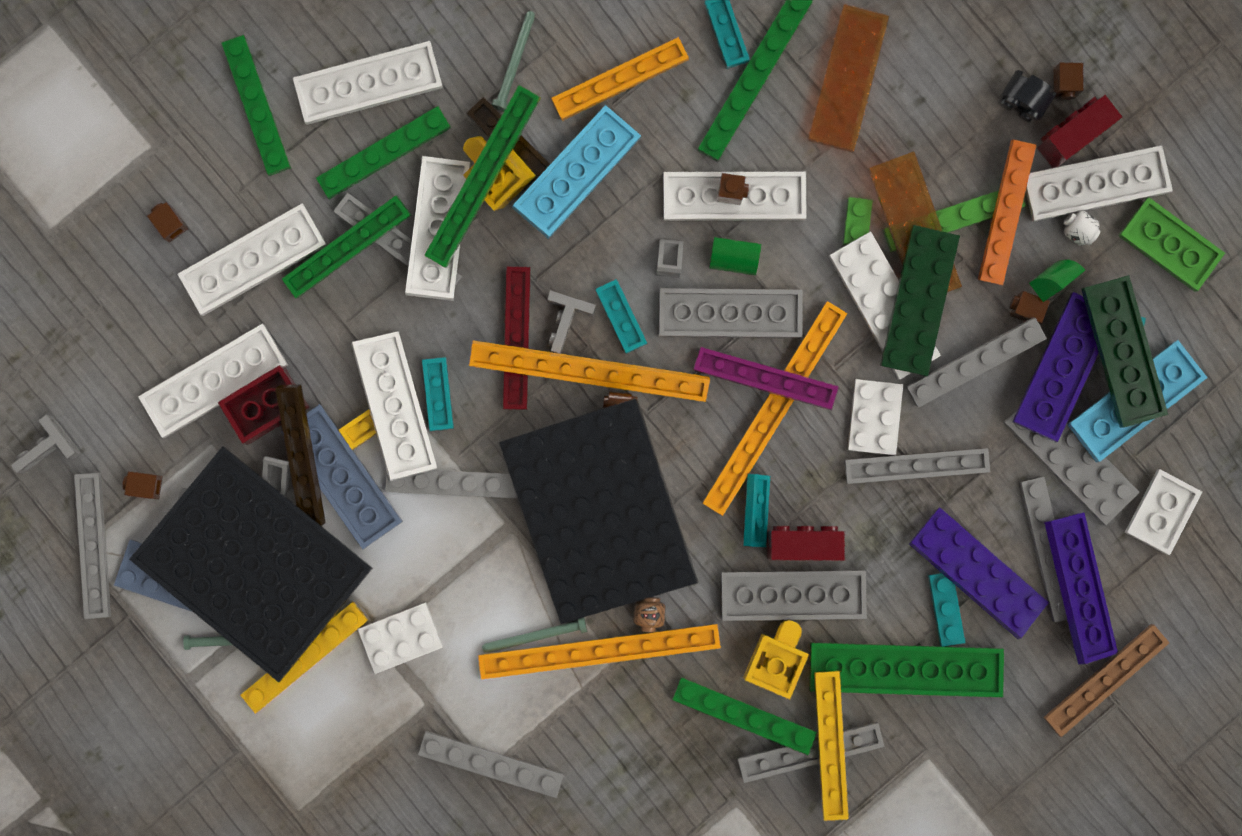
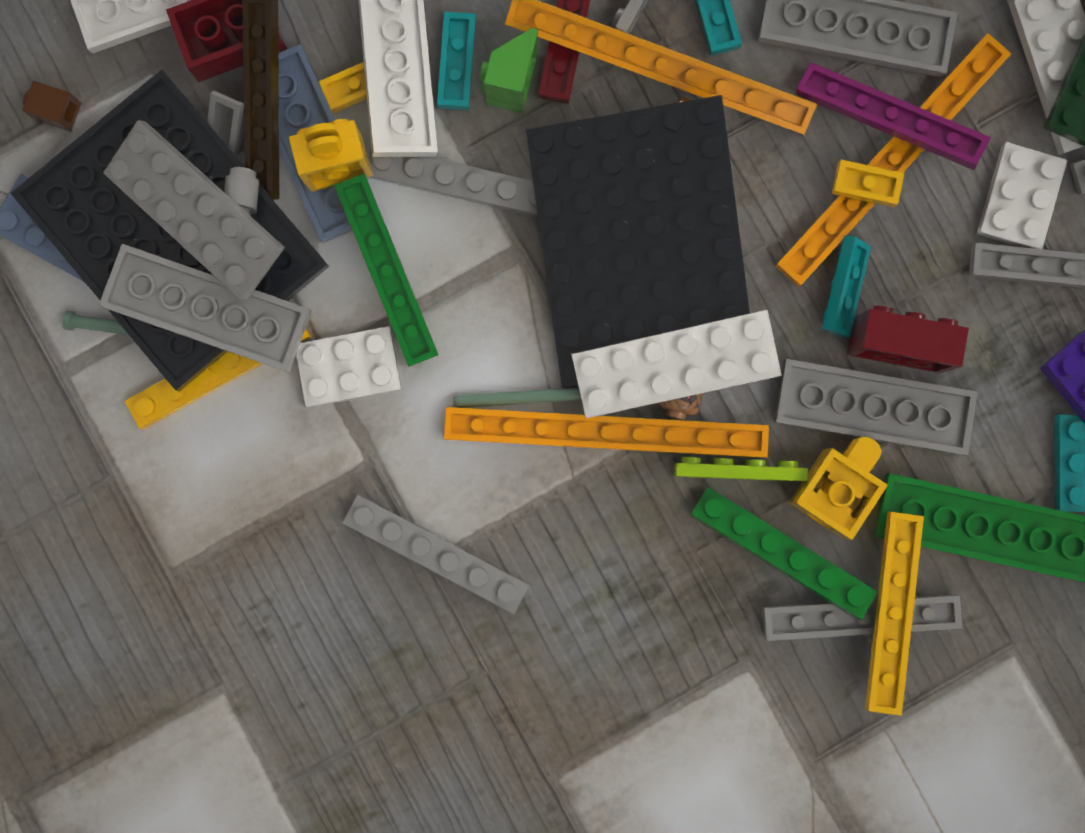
camera: 15 degrees right, 0 degrees up
(268, 550) = (193, 210): none -> light grey plate
(290, 619) = (204, 308): none -> light grey plate
(300, 530) = (243, 188): none -> light grey brick
(361, 489) = (330, 154): none -> yellow brick
(416, 563) = (386, 269): none -> green plate
(480, 399) = (510, 72): none -> bright green slope
(639, 595) = (677, 364): none -> white plate
(712, 659) = (753, 470): none -> lime plate
(757, 433) = (867, 183): none -> yellow plate

